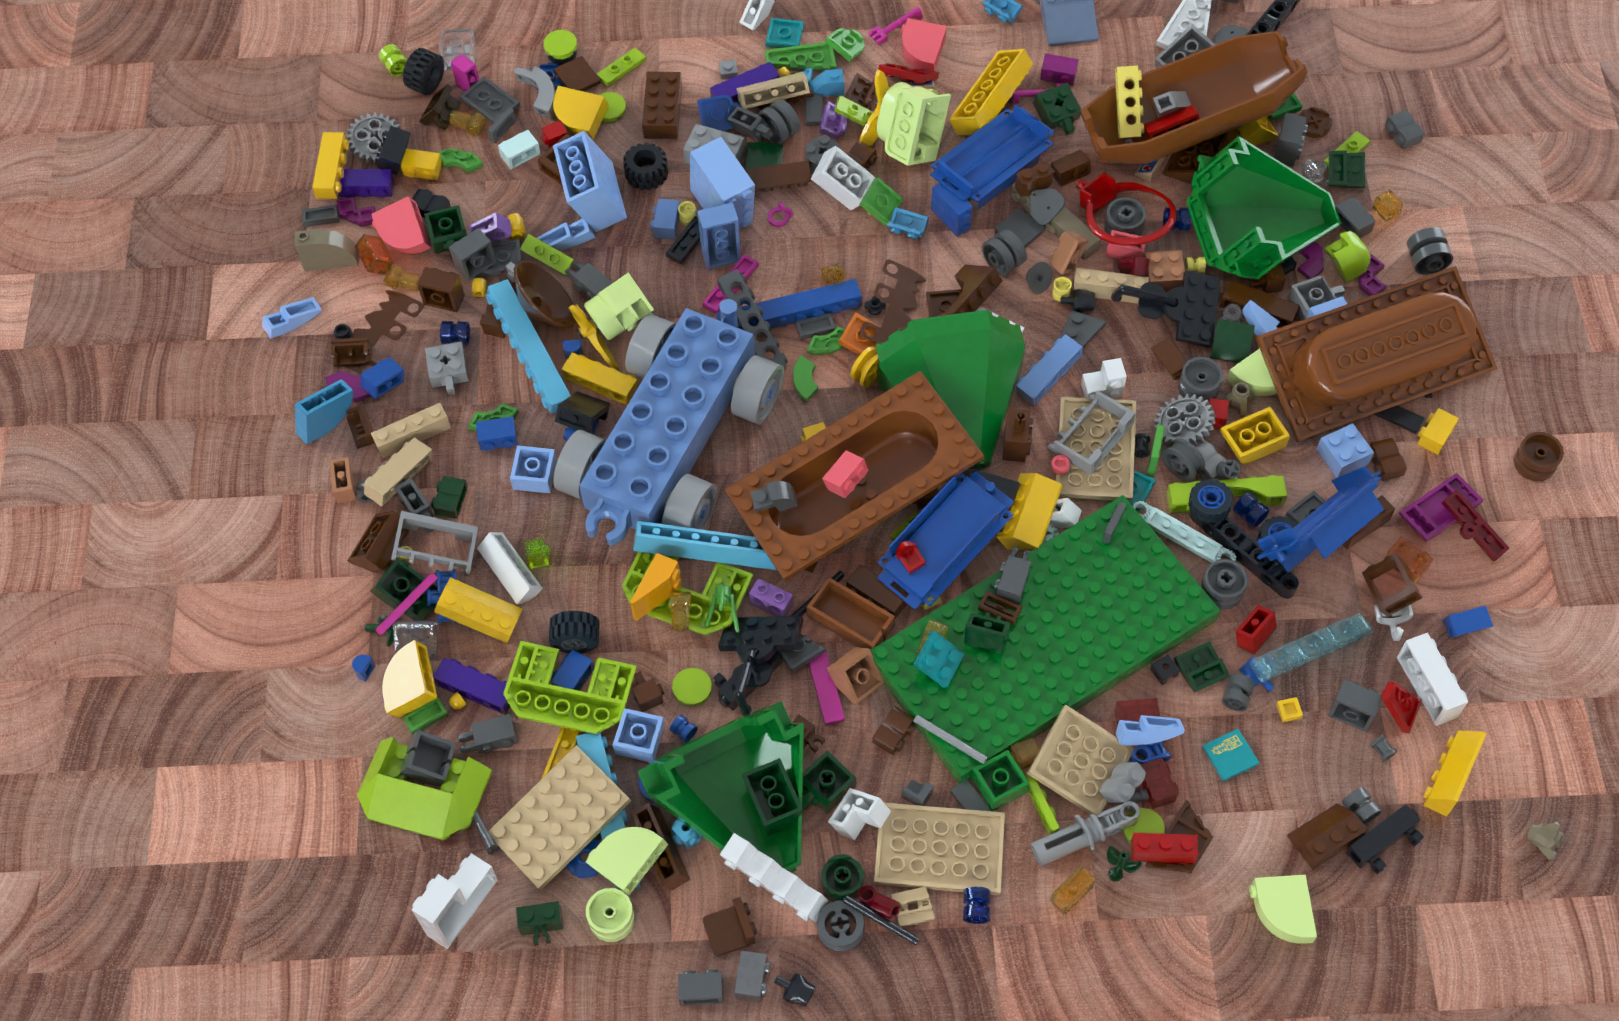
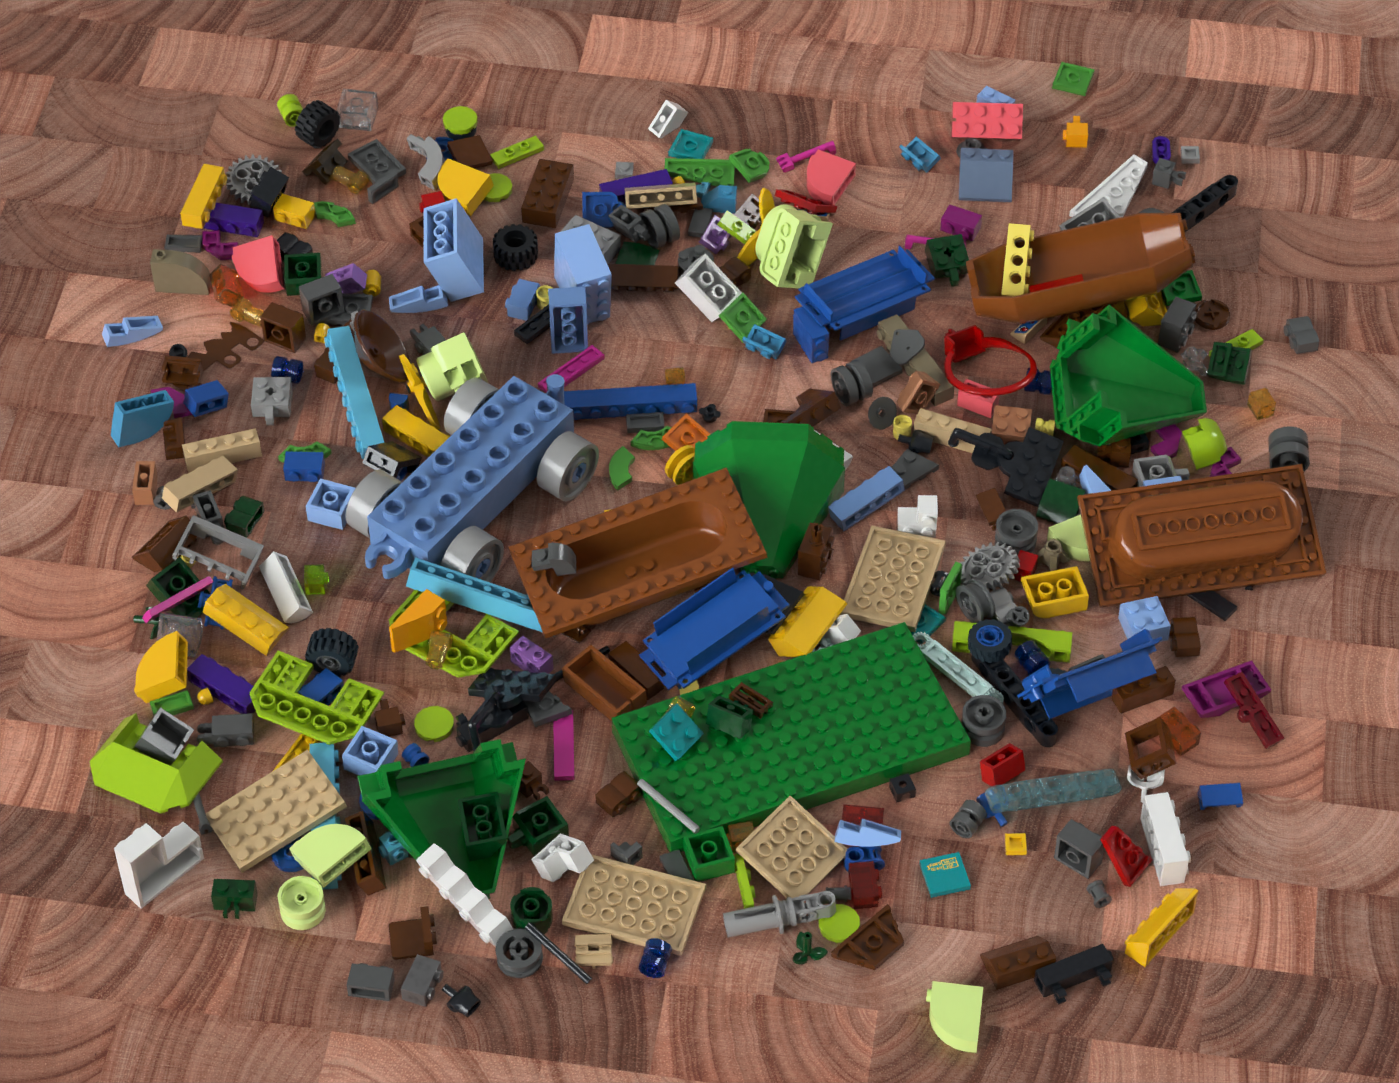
camera: 10 degrees right, 10 degrees down
(363, 666) = (123, 650): blue brick -> none
(464, 72) = (357, 131): dark pink brick -> none
(519, 149) = (394, 212): light aqua brick -> none
(547, 254) = (395, 312): lime plate -> none
(723, 597) = (482, 644): bright green plant -> none
(736, 280) = (570, 362): dark grey brick -> none
(789, 213) = (647, 315): dark pink piece -> none
(845, 474) = (628, 549): coral brick -> none
(856, 674) = (595, 738): nougat slope -> none
(879, 903) = (562, 939): dark red piece -> none
(898, 300) = (734, 409): reddish brown piece -> none
(910, 556) = (673, 636): red tile -> none
(991, 91) = (883, 230): yellow brick -> none
(1014, 576) = (771, 673): dark grey hinge -> none
(1033, 179) = (902, 317): reddish brown brick -> none
(1060, 464) = (851, 586): coral tile -> none
(1071, 167) = (945, 317): reddish brown hinge -> none
(1072, 890) = (751, 961): clear yellow brick -> none
(1090, 465) = (888, 583): light grey hinge -> none
(1114, 522) = (885, 642): dark grey tile -> none
(1123, 782) = (828, 875): light grey brick -> none
(1125, 216) = (986, 369): dark grey wheel -> none
(1134, 266) = (982, 416): dark red piece -> none
(1164, 848) = (850, 938): red brick -> none
(1170, 102) = (1061, 268): light grey slope -> none
(1201, 667) = (939, 791): dark green slope -> none
(1355, 217) = (1223, 409): dark grey piece -> none
(1360, 804) = (1060, 939): dark grey wheel -> none
(1438, 430) = (1245, 620): yellow piece -> none
(1538, 456) = (1340, 659): reddish brown wheel -> none
(1546, 838) = (1236, 1000): dark tan rock -> none

